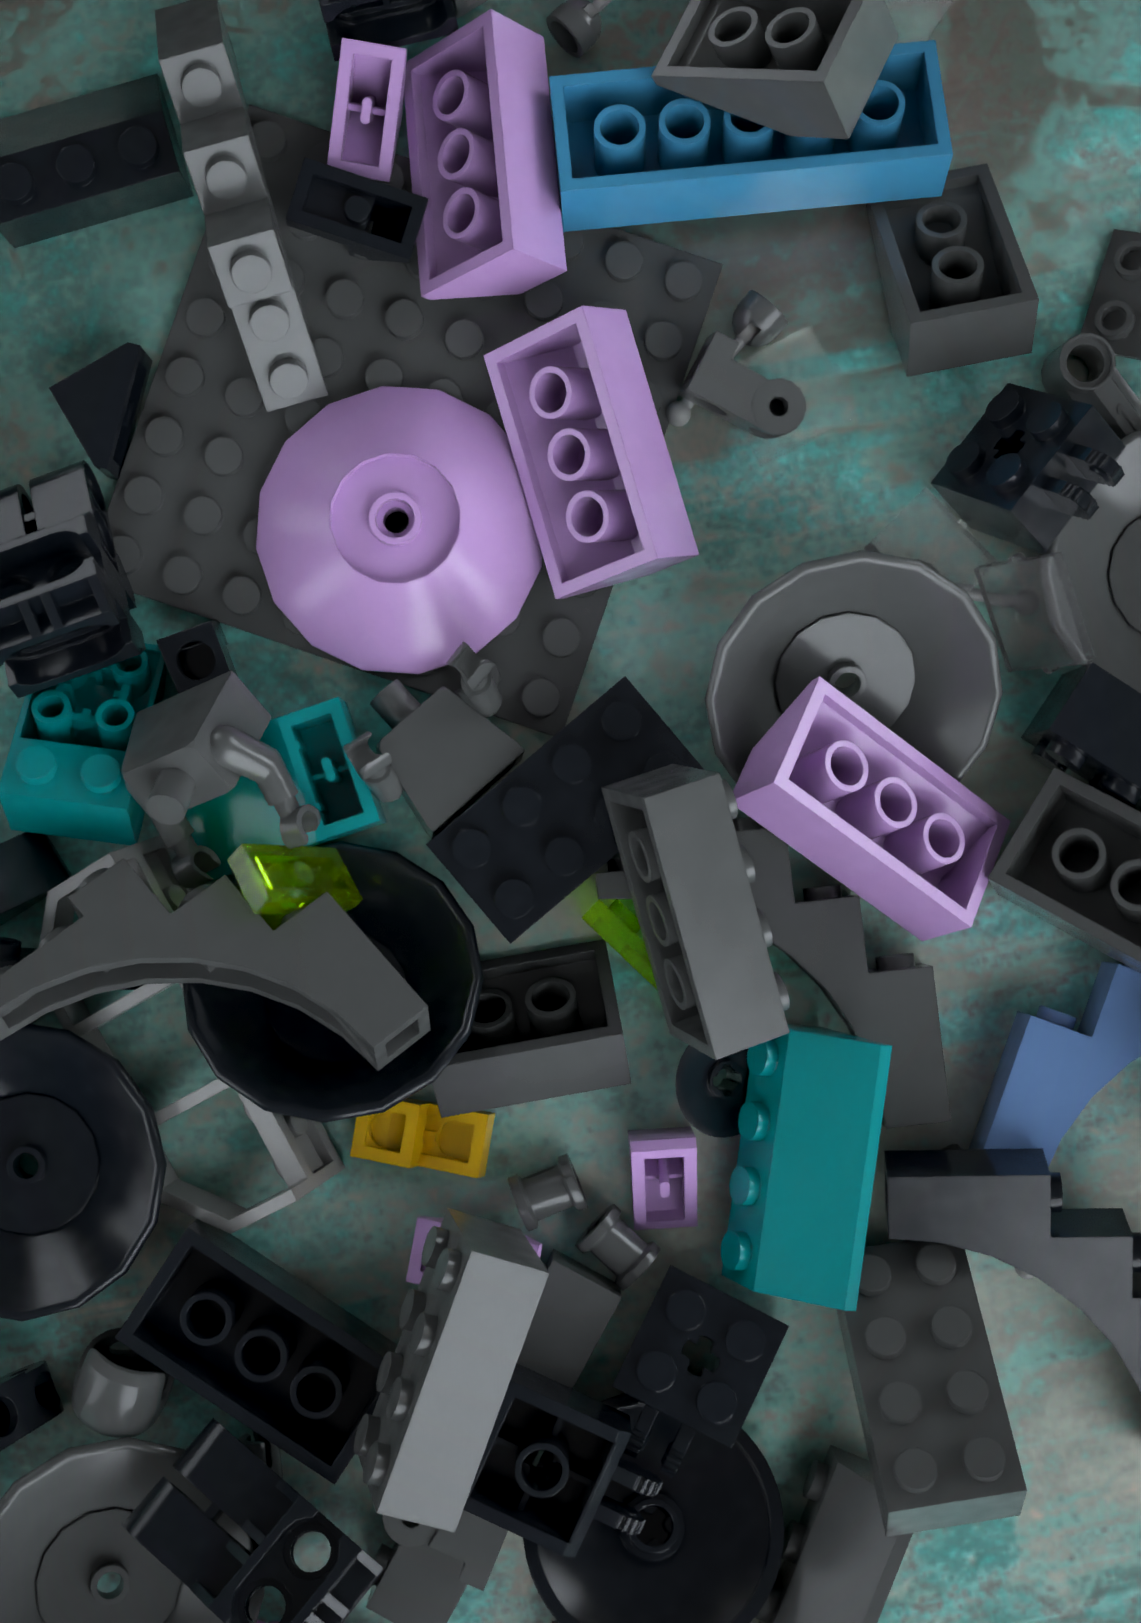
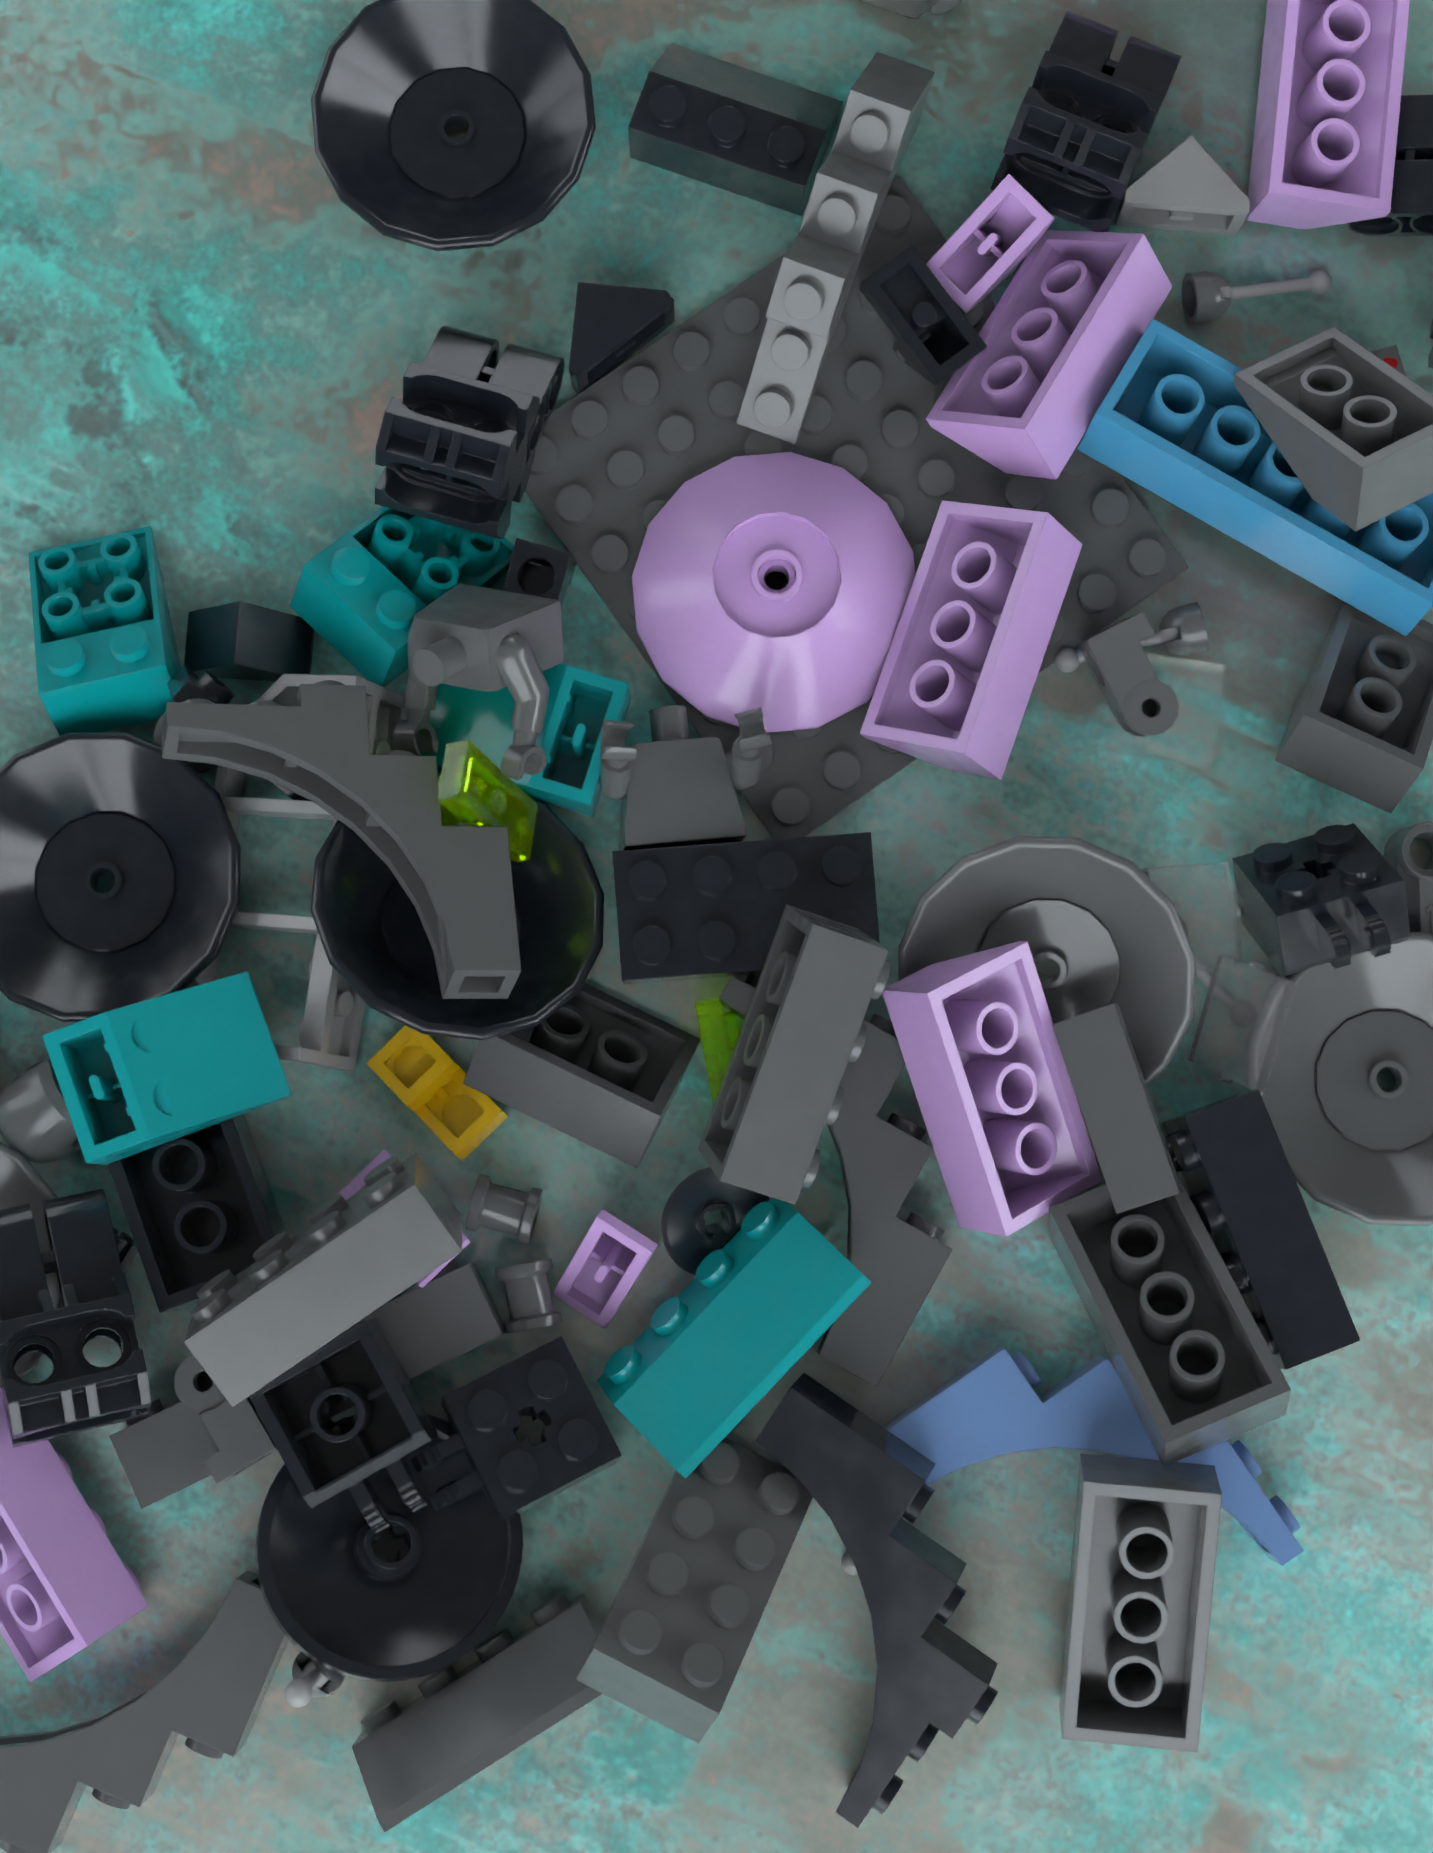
camera: 30 degrees right, 5 degrees down
(193, 1291) = (166, 1067): none -> teal slope
(988, 760) = (1117, 1108): none -> dark grey tile

